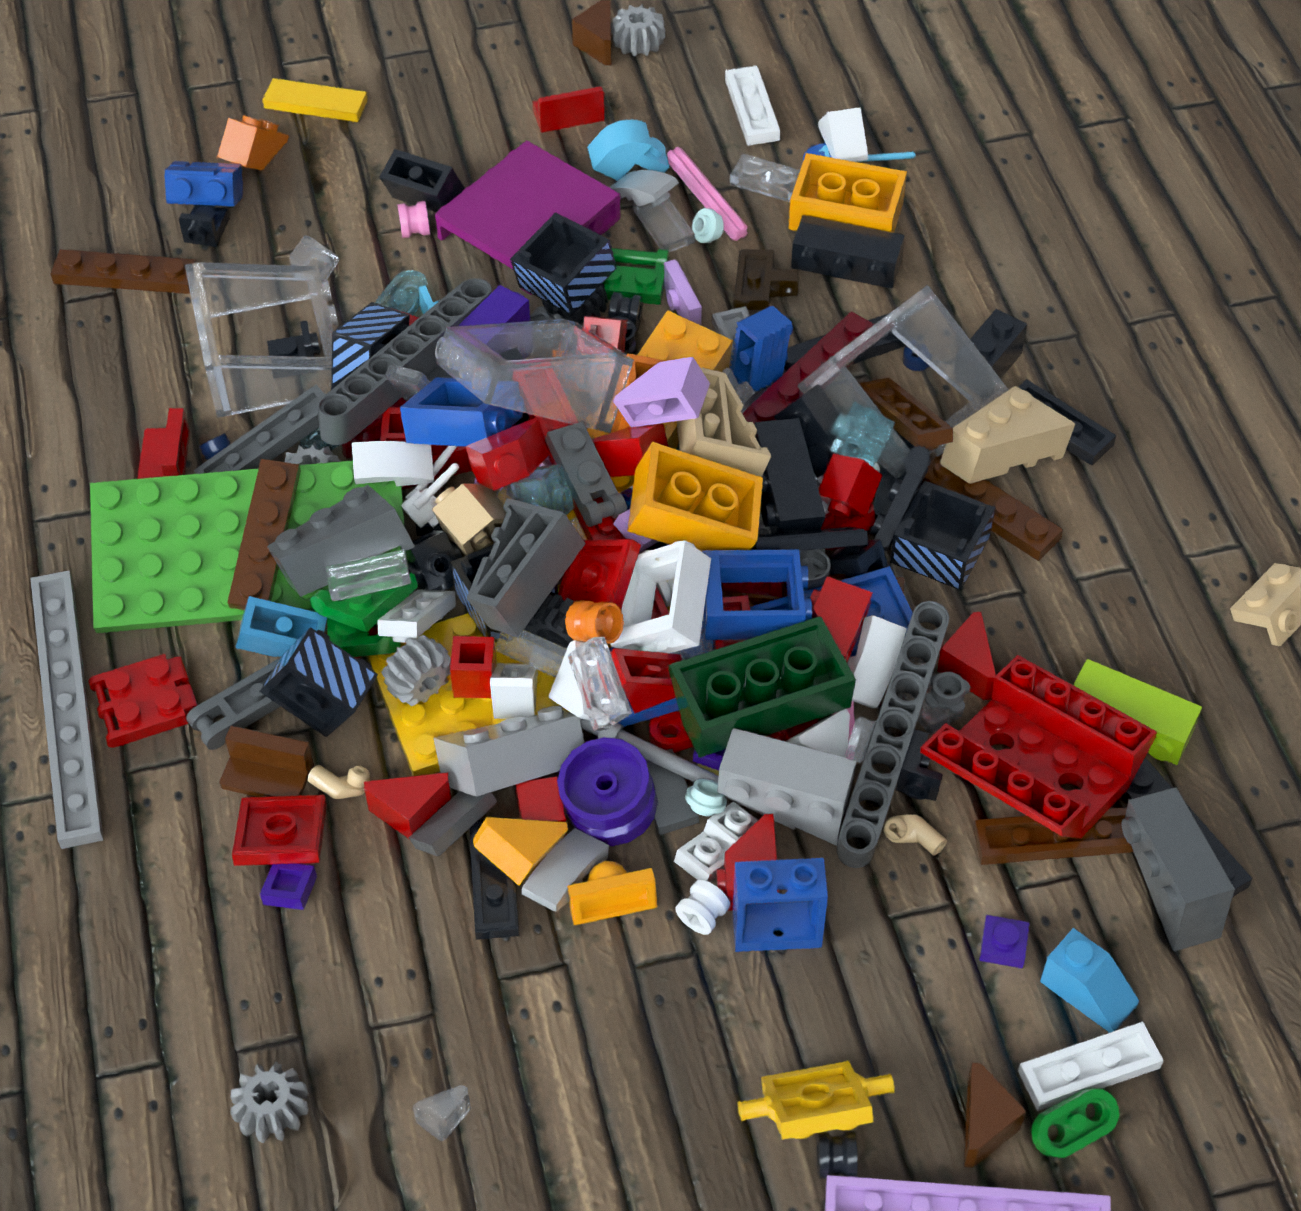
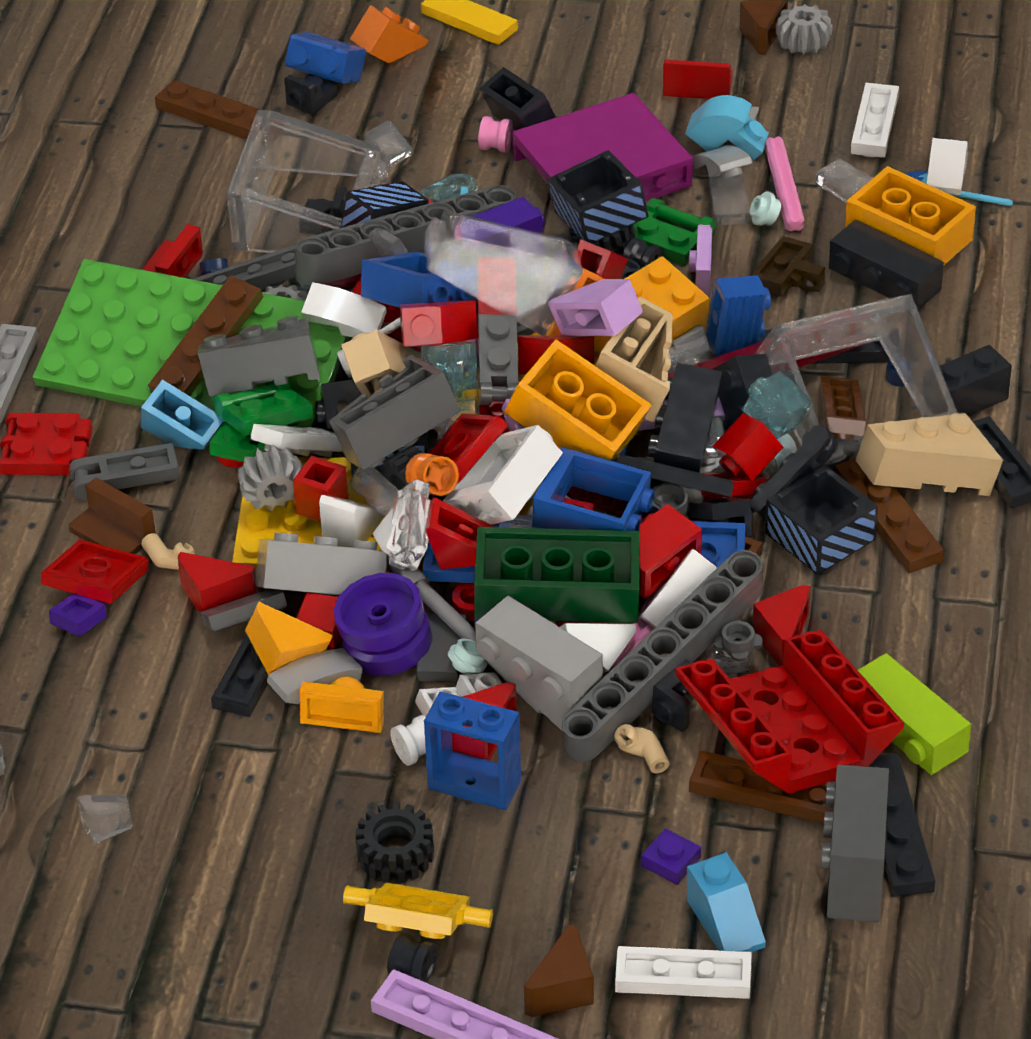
camera: 25 degrees right, 10 degrees down
(319, 682) = (184, 462): black container -> none
(368, 575) = (267, 389): clear tile -> none
(745, 1005) = (394, 861): none -> black tyre
(860, 738) = (612, 634): clear tile -> none
(1072, 1124) = (638, 1007): green plate -> none

